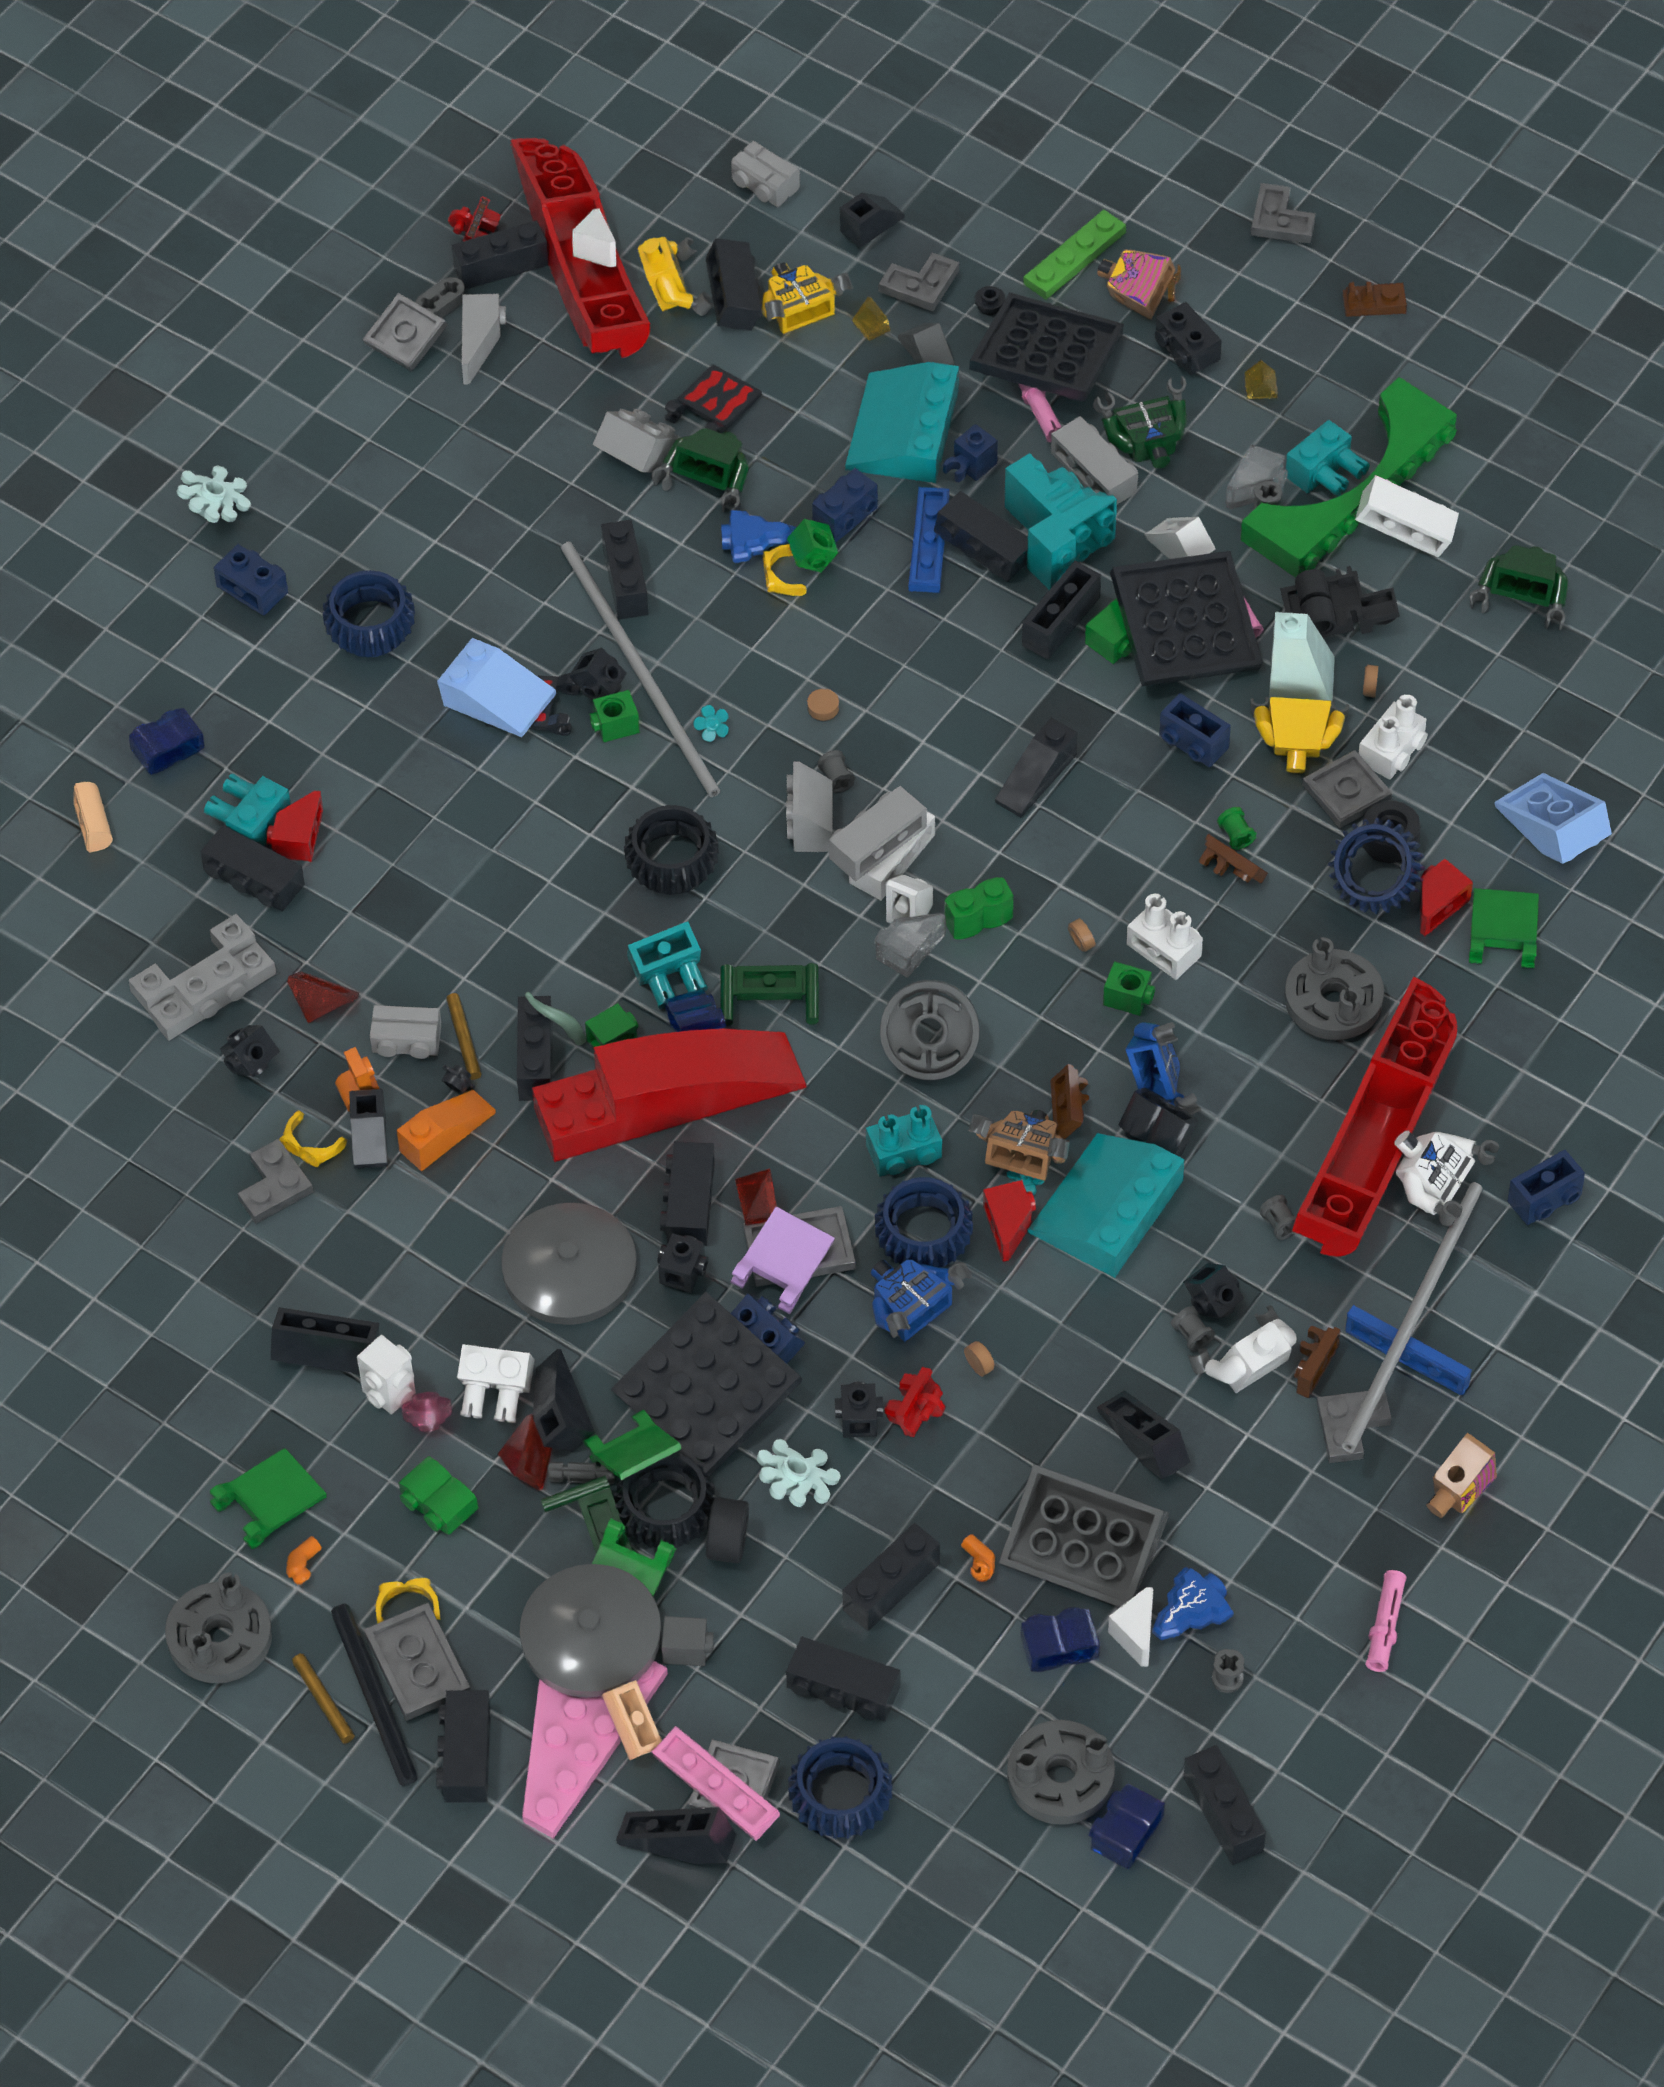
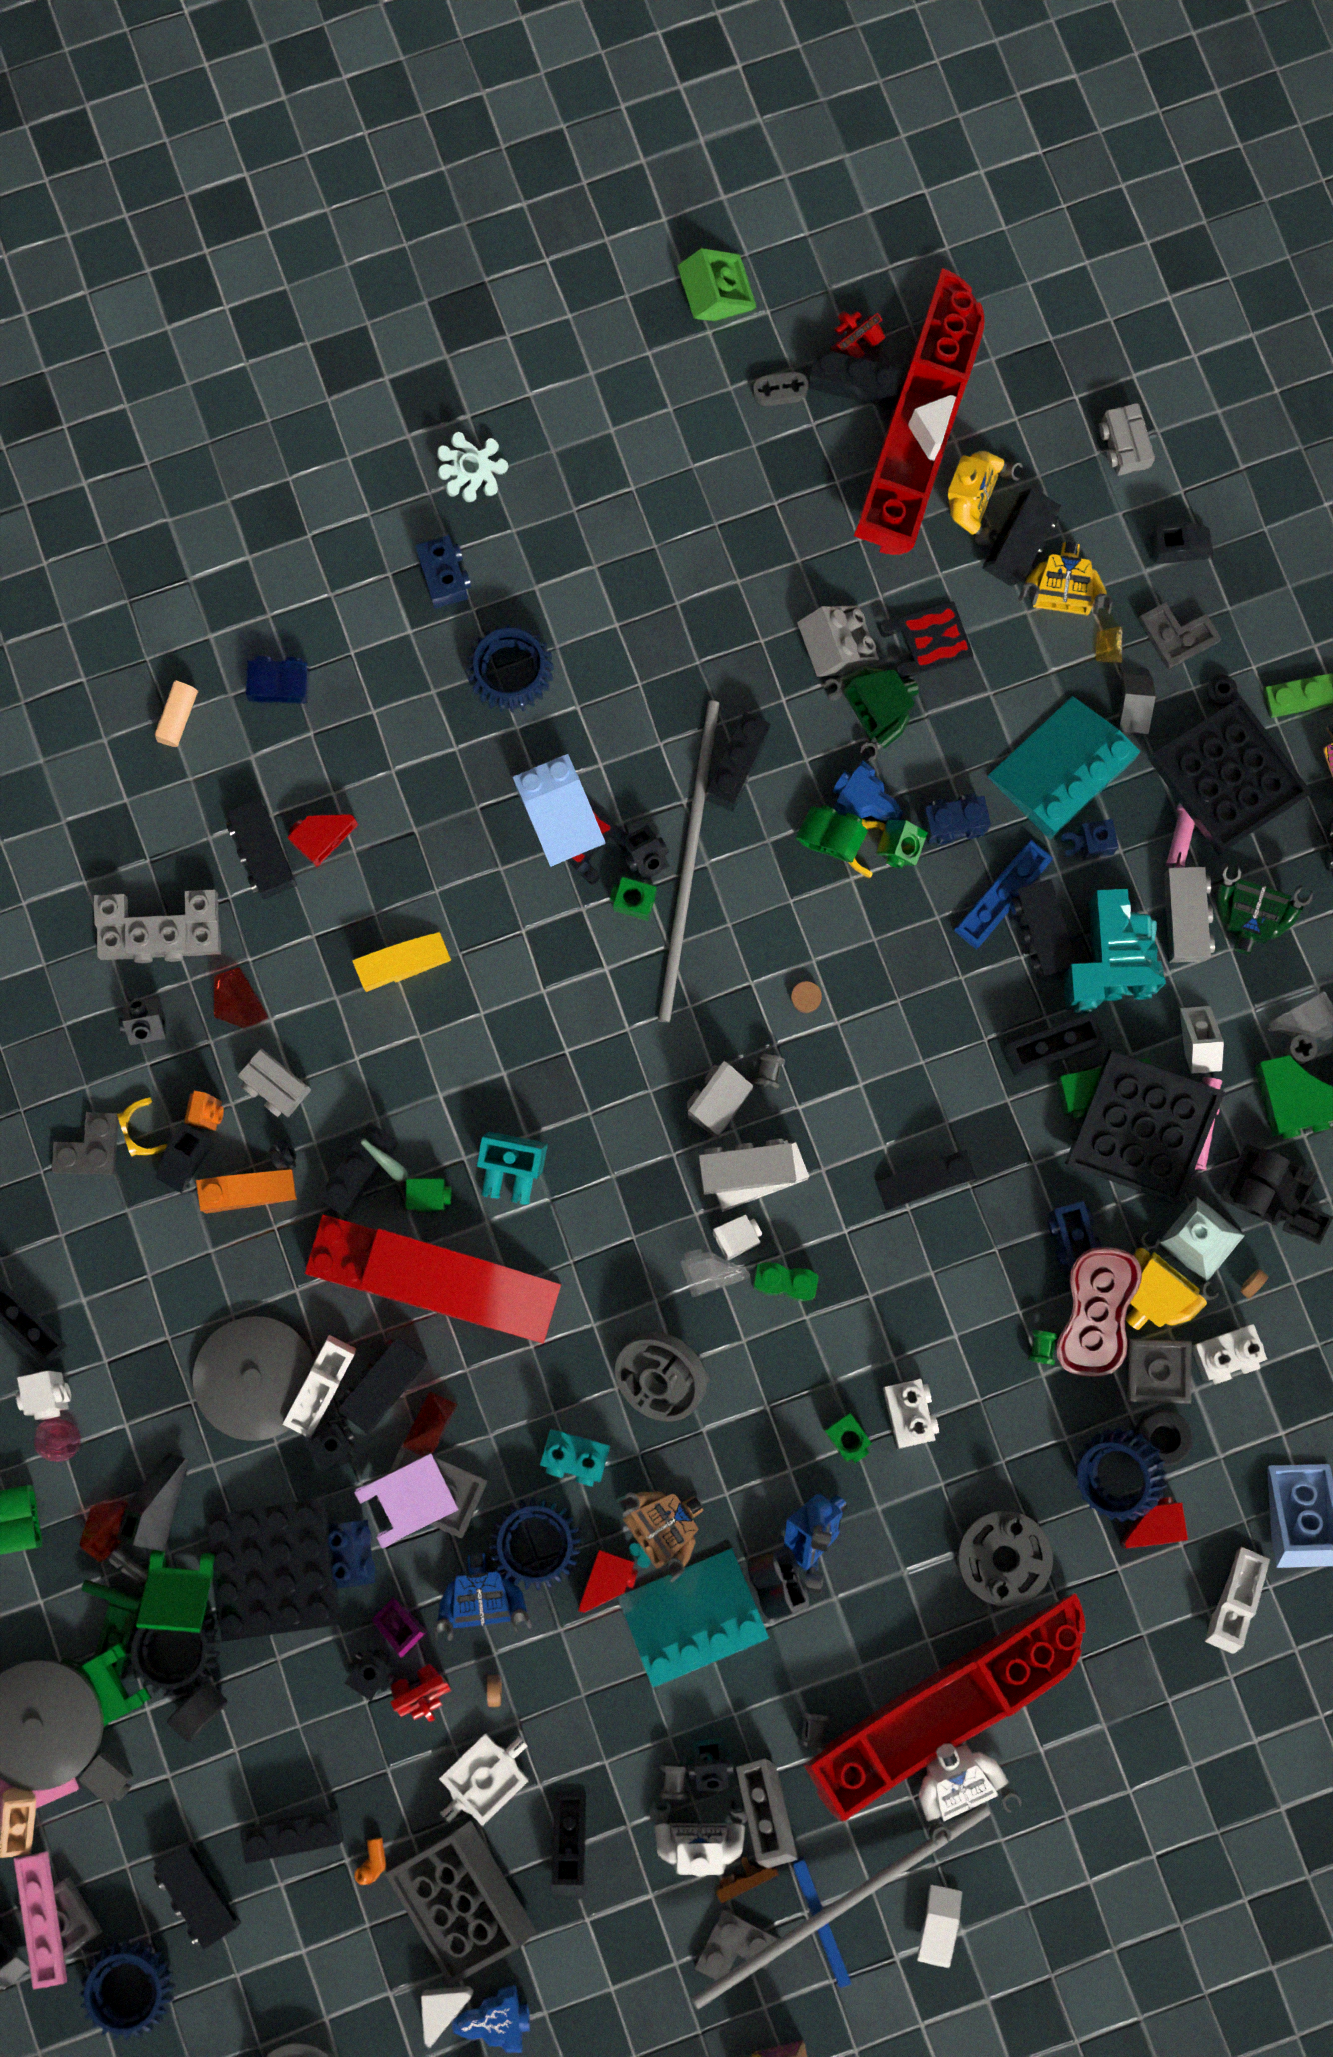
camera: 35 degrees right, 25 degrees up
(255, 811) = (298, 801): teal brick -> none
(323, 257) = (716, 285): none -> bright green slope
(405, 332) = (729, 404): flat silver plate -> none
(444, 879) = (401, 961): none -> yellow slope
(463, 1035) = (318, 1115): pearl gold bar -> none
(480, 330) = (788, 444): light grey slope -> none
(494, 1368) = (128, 1443): white brick -> none
(634, 1223) = (319, 1386): none -> white slope
(671, 821) = (584, 1028): black gear -> none
(693, 1012) = (494, 1230): clear blue brick -> none
(711, 723) = (705, 955): teal plant -> none
(748, 571) = (832, 833): none -> green brick
(770, 983) = (578, 1234): dark green plate -> none
(796, 1474) = (286, 1695): light aqua animal -> none
(856, 1362) = (398, 1627): none -> magenta slope
(1026, 1431) = (484, 1779): none -> white plate
(1060, 1639) = (378, 1979): clear blue brick -> none
(1068, 1100) = (723, 1510): reddish brown plate -> none
(1081, 935) = (848, 1361): medium nougat tile -> none
(1244, 868) = (1022, 1386): reddish brown plate -> none
(1250, 742) = (1102, 1289): none -> plate
(1291, 1287) = (766, 1813): none -> light grey brick
(1504, 921) = (1191, 1582): green flag -> none
(1511, 1290) = (940, 1926): none -> white slope
(1546, 1187) = (1034, 1859): dark blue brick -> none
(1553, 908) = (1238, 1601): none -> white slope

